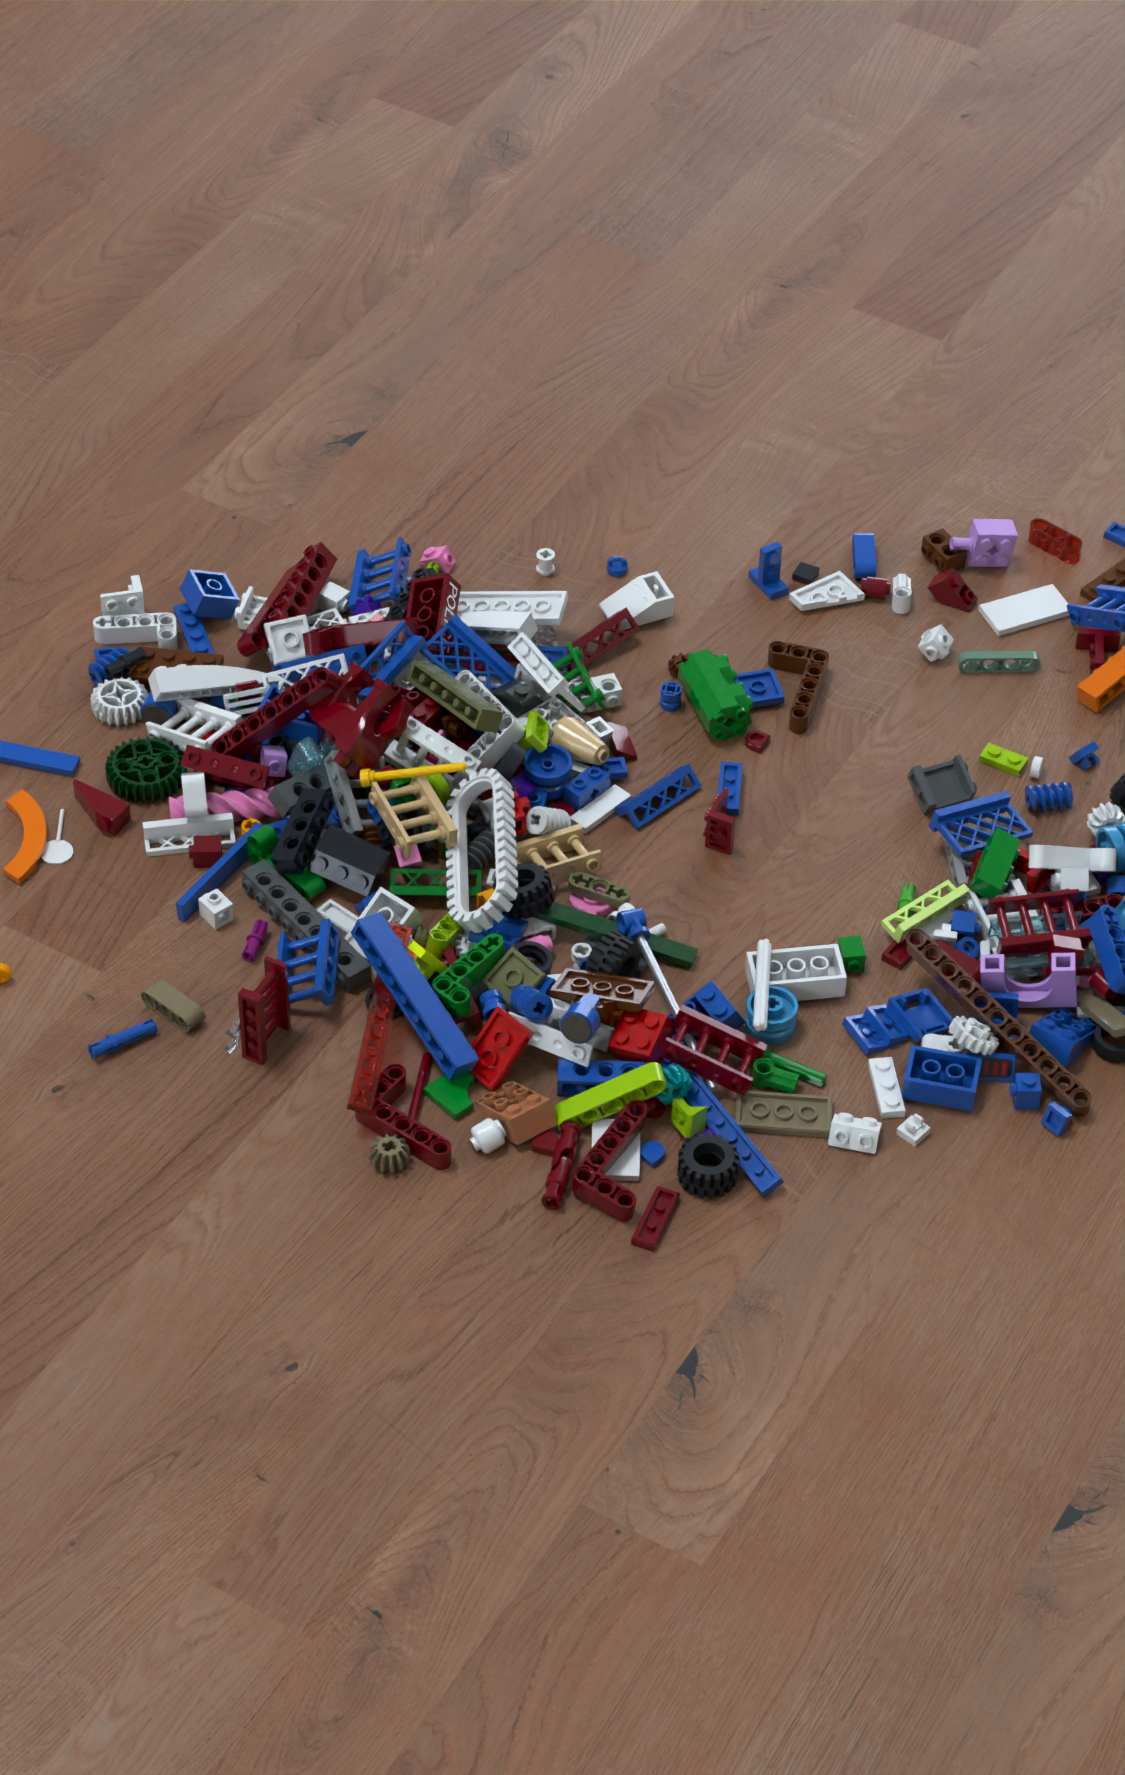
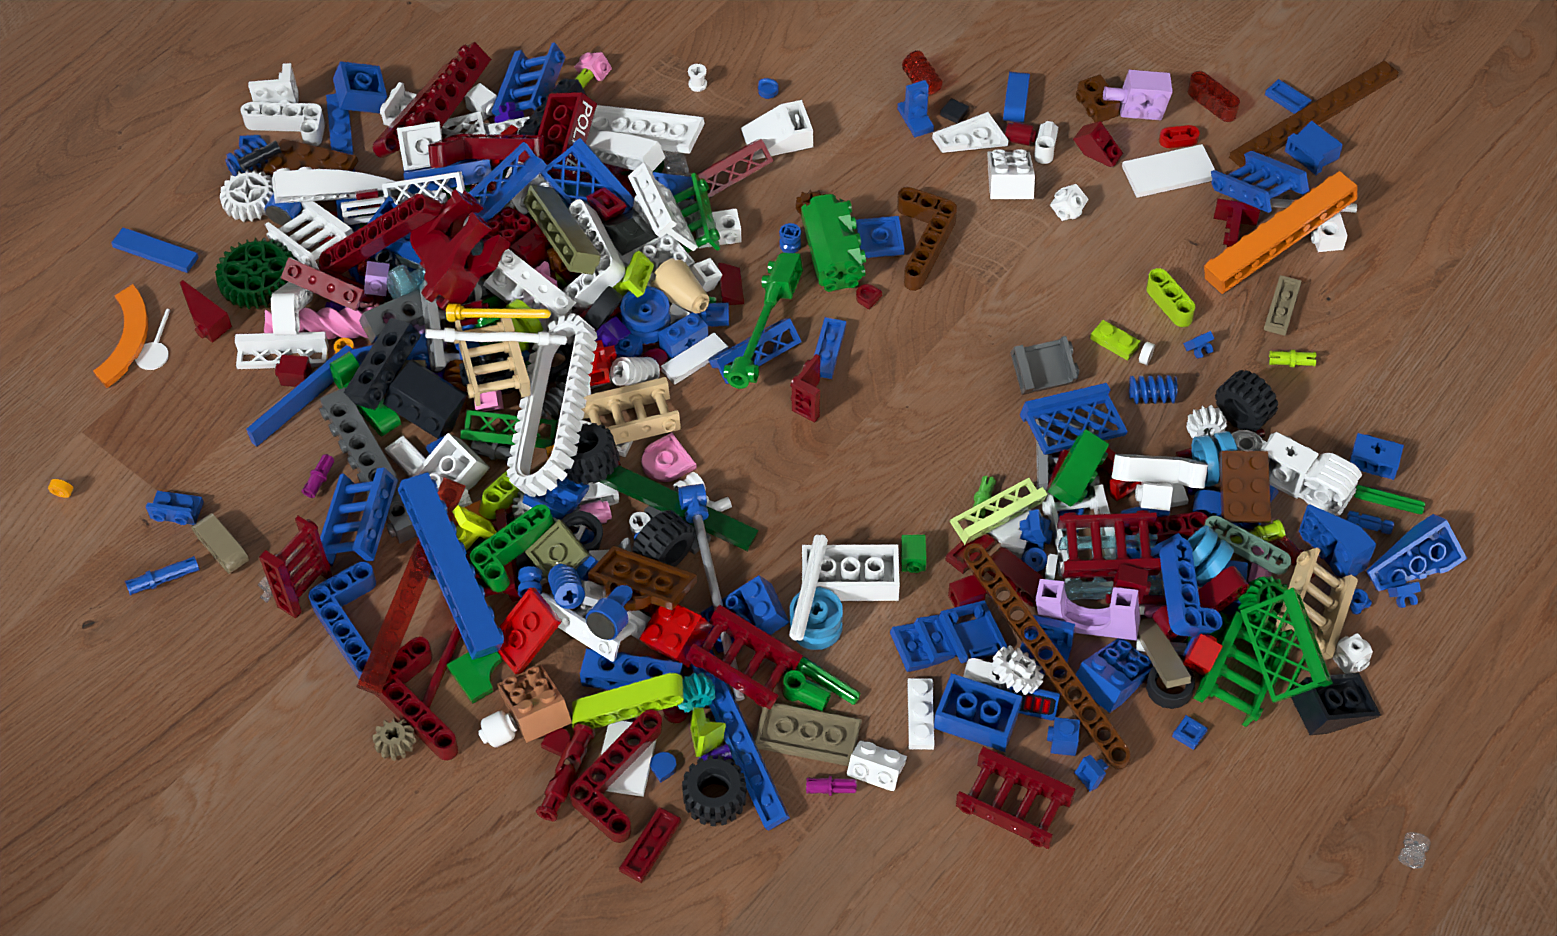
camera: 10 degrees right, 10 degrees up
(118, 980) = (175, 508): none -> blue bracket
(216, 909) = (287, 436): white brick -> none
(297, 1051) = (332, 606): none -> blue beam
(373, 793) = (450, 335): none -> white bar
(421, 935) = (482, 484): olive axle -> none
(427, 904) = (494, 450): none -> dark grey pin
(491, 674) = (606, 204): none -> dark red slope
(584, 885) = (667, 444): olive beam -> none
(670, 736) = (780, 284): none -> green bar
(761, 535) = (919, 69): none -> clear red piece
(816, 1153) = (830, 785): none -> magenta axle
(873, 624) = (1010, 174): none -> white slope
(908, 980) = (966, 591): none -> dark red brick
(913, 1130) = (938, 768): white tile -> none
(963, 917) = (1034, 526): none -> blue tile
(996, 1128) = (1015, 773): none -> dark red fence
(999, 664) = (1156, 229): sand green beam -> none
(1028, 579) = (1179, 136): none -> red beam
(1049, 718) = (1170, 297): none -> lime beam

